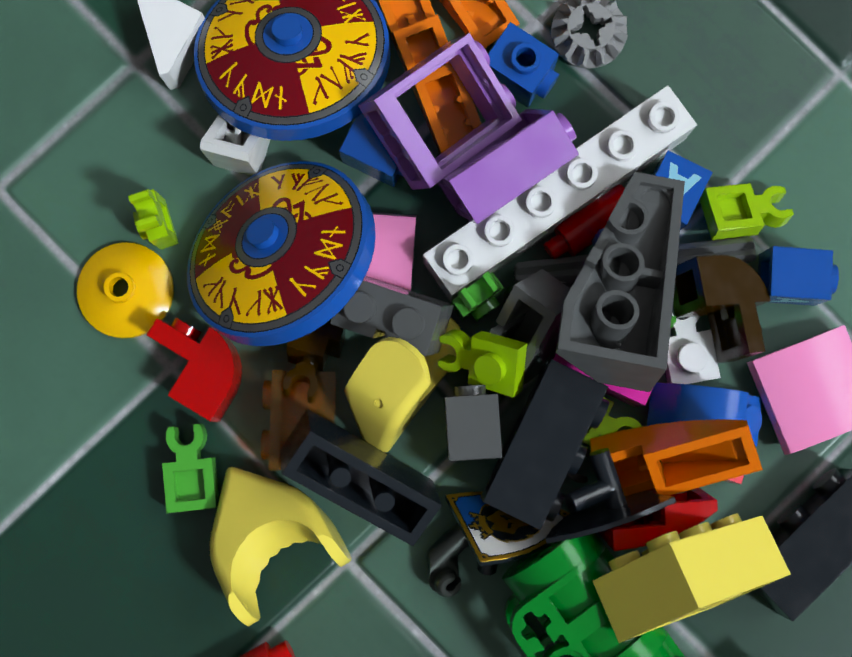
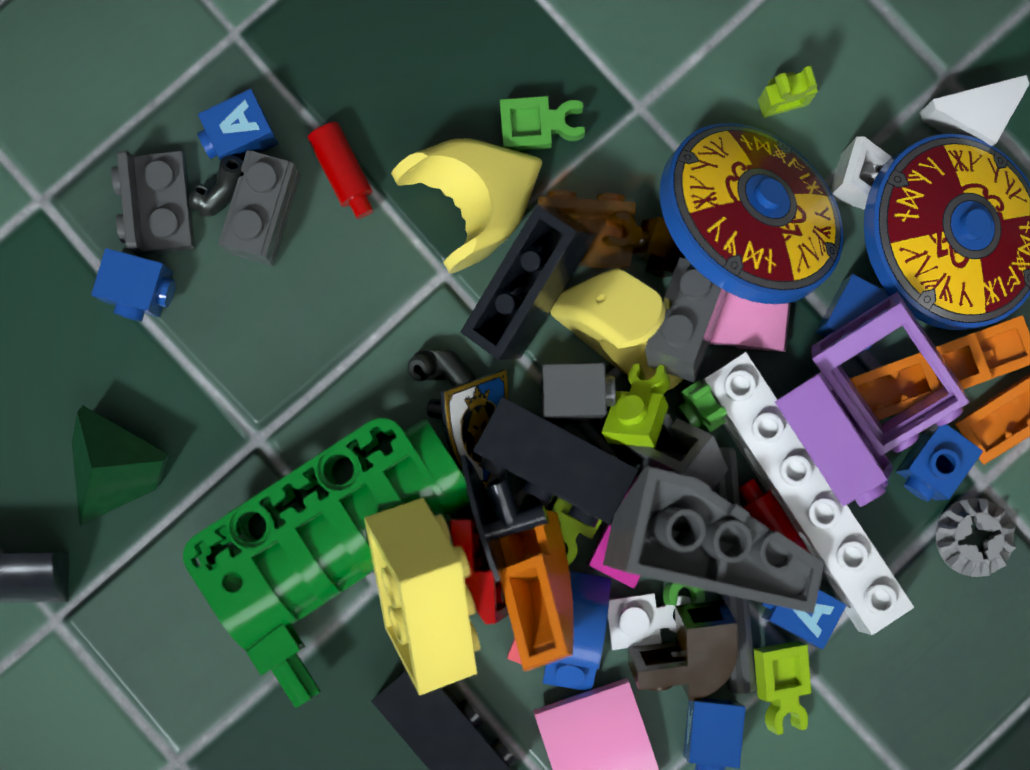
camera: 85 degrees right, 0 degrees up
(148, 292) = (713, 86): yellow dish -> none
(212, 369) = (635, 146): red brick -> none

